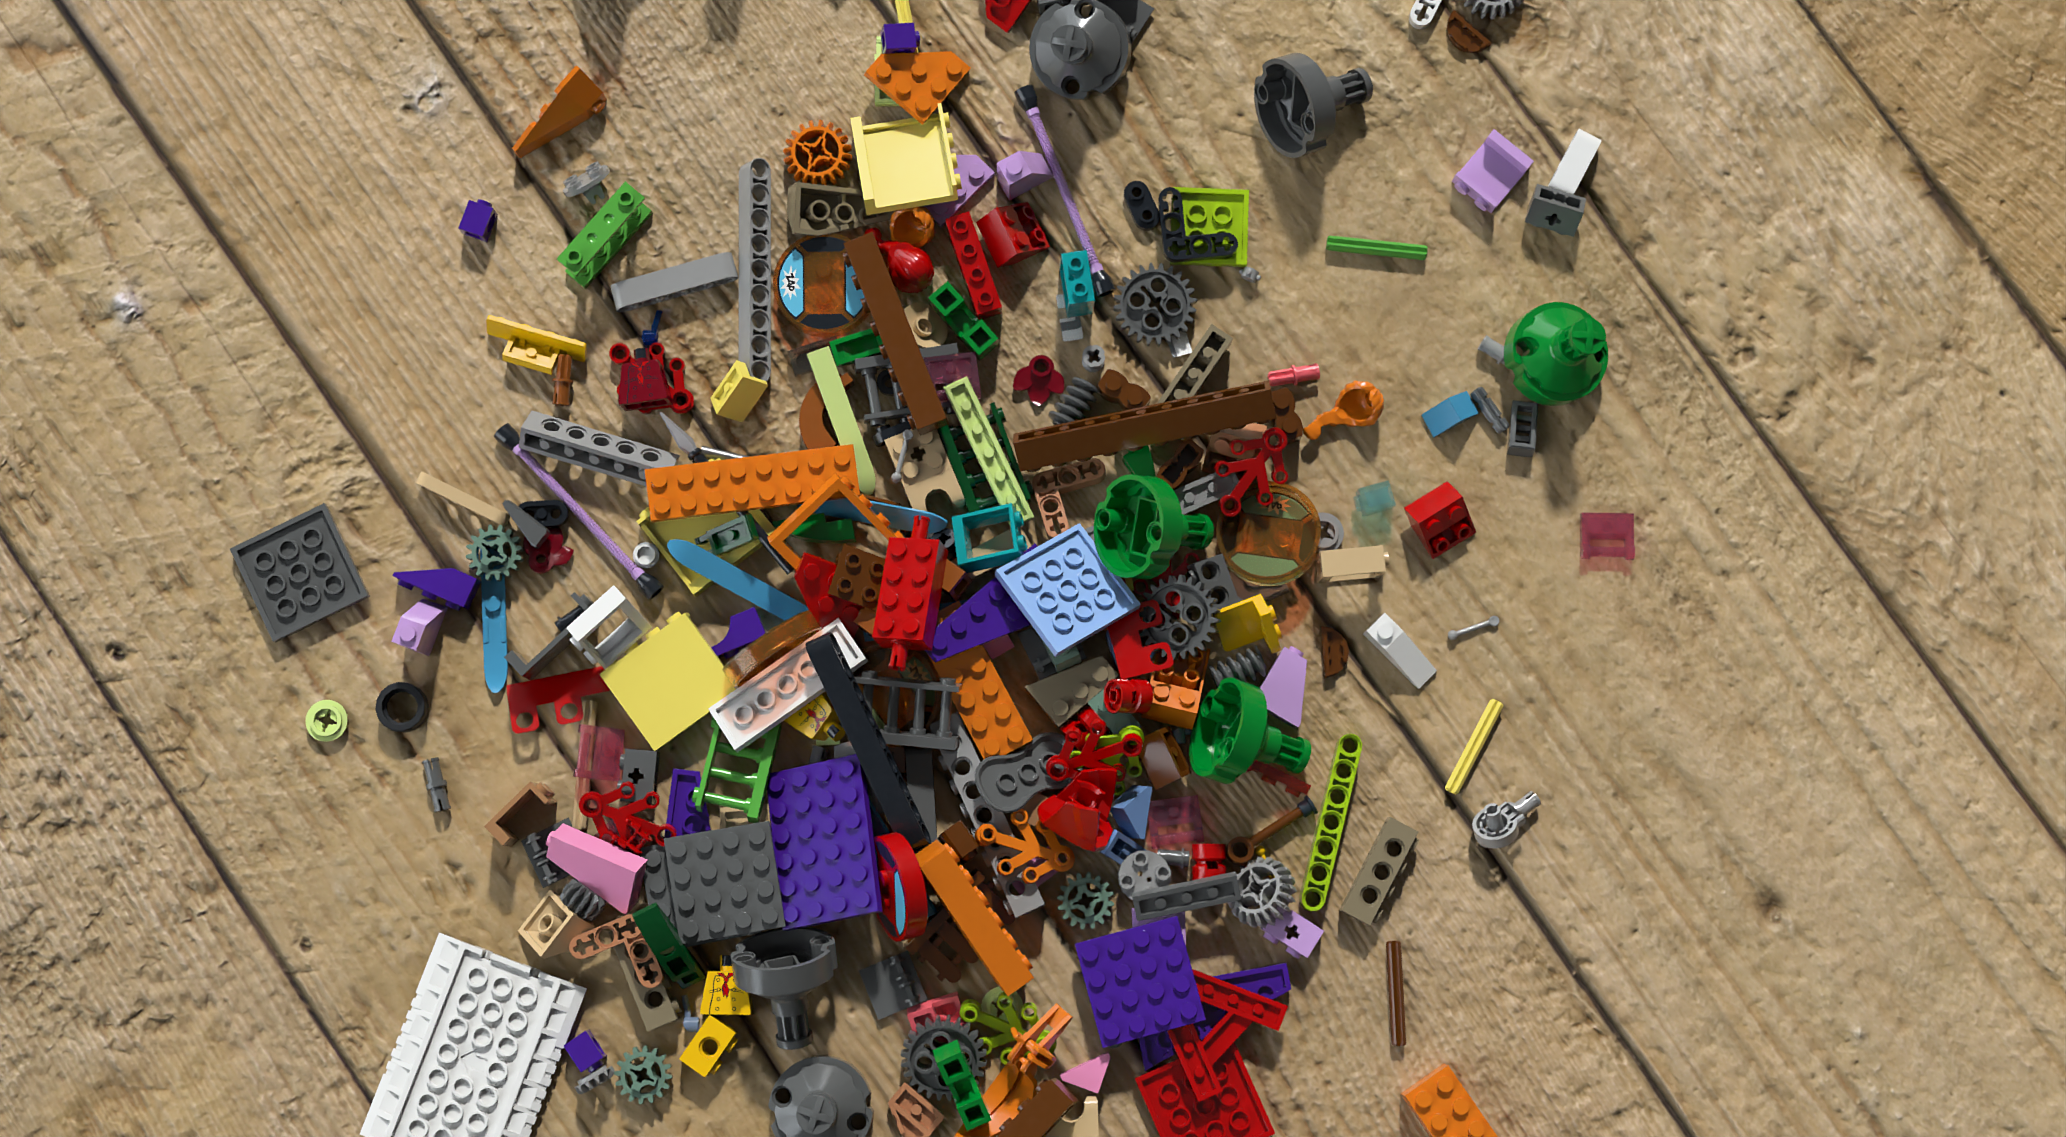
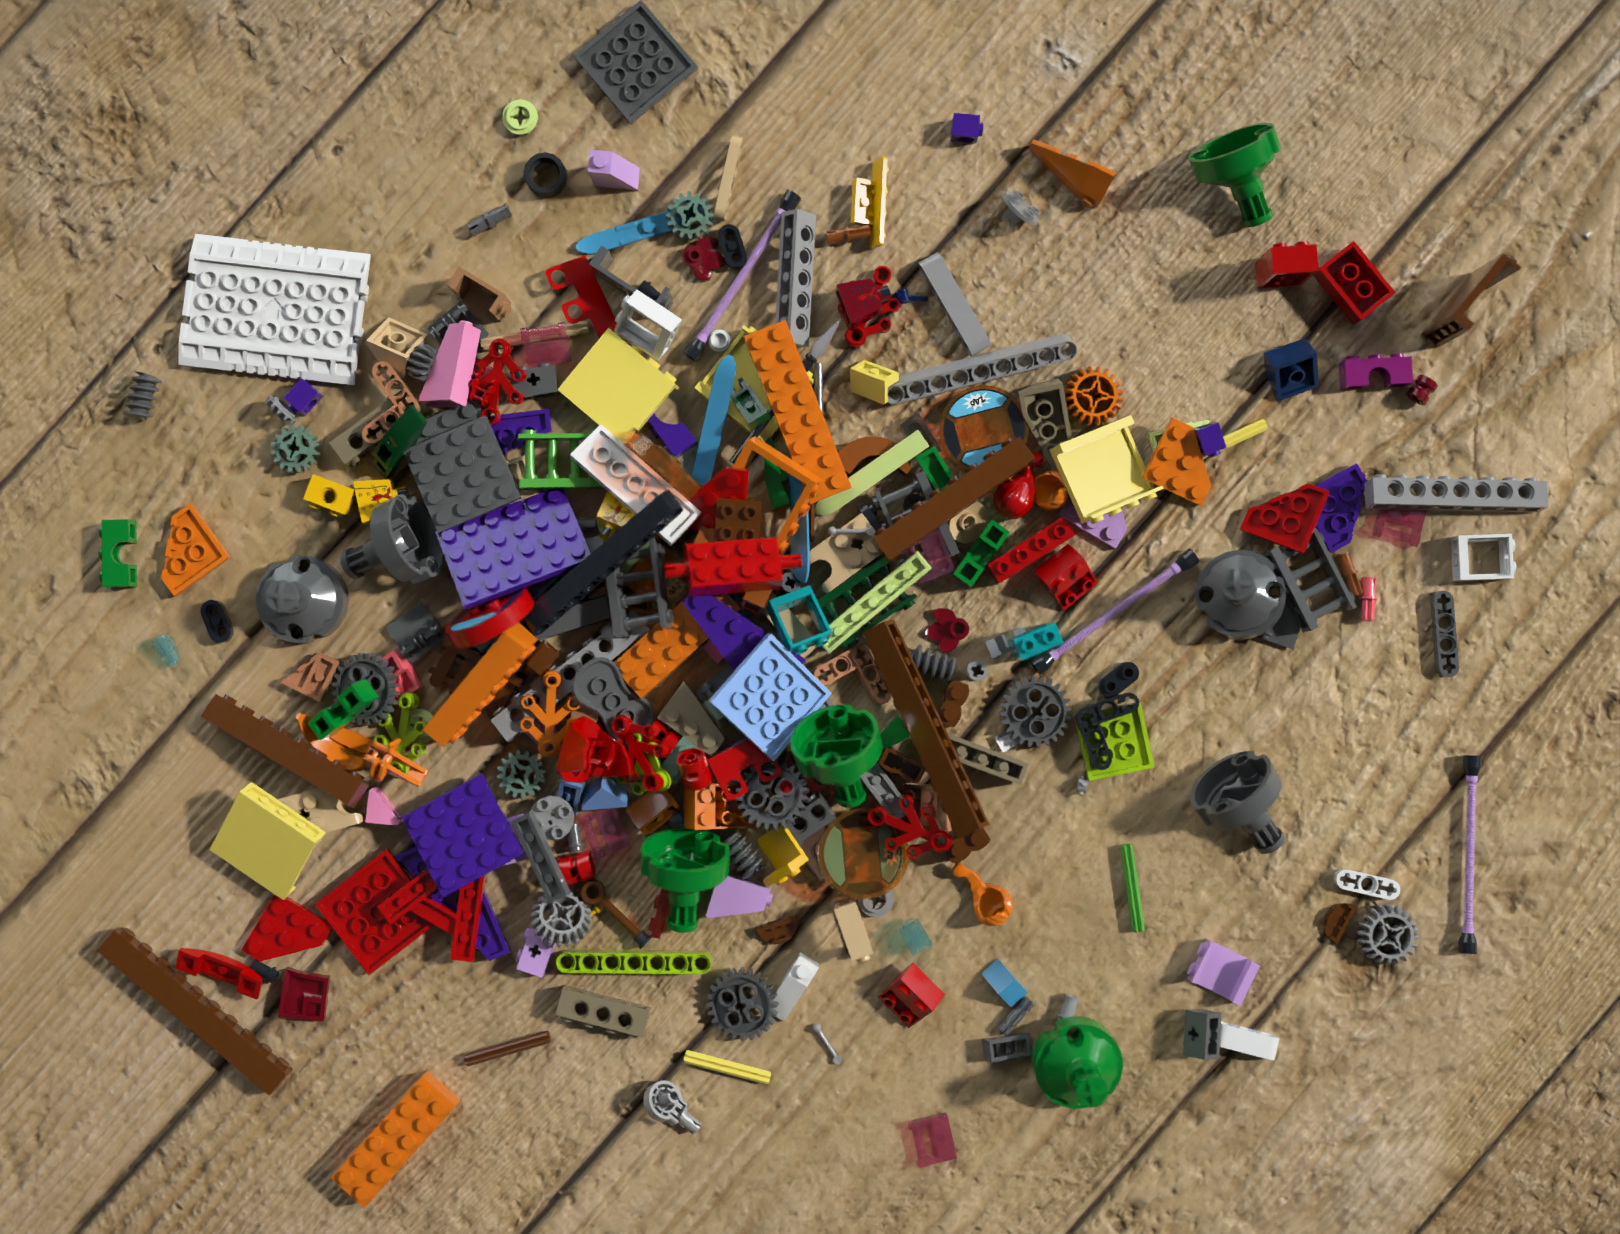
camera: 80 degrees right, 5 degrees up
(447, 584) = (654, 186): dark purple slope -> none
(532, 529) = (717, 238): dark grey slope -> none
(605, 235) = (977, 235): bright green fence -> none
(691, 1024) = (346, 475): sand blue hand -> none
(1022, 172) = (1120, 572): lavender slope -> none
(1294, 375) = (1004, 843): coral axle -> none
(1406, 687) = (760, 1000): none -> dark grey gear

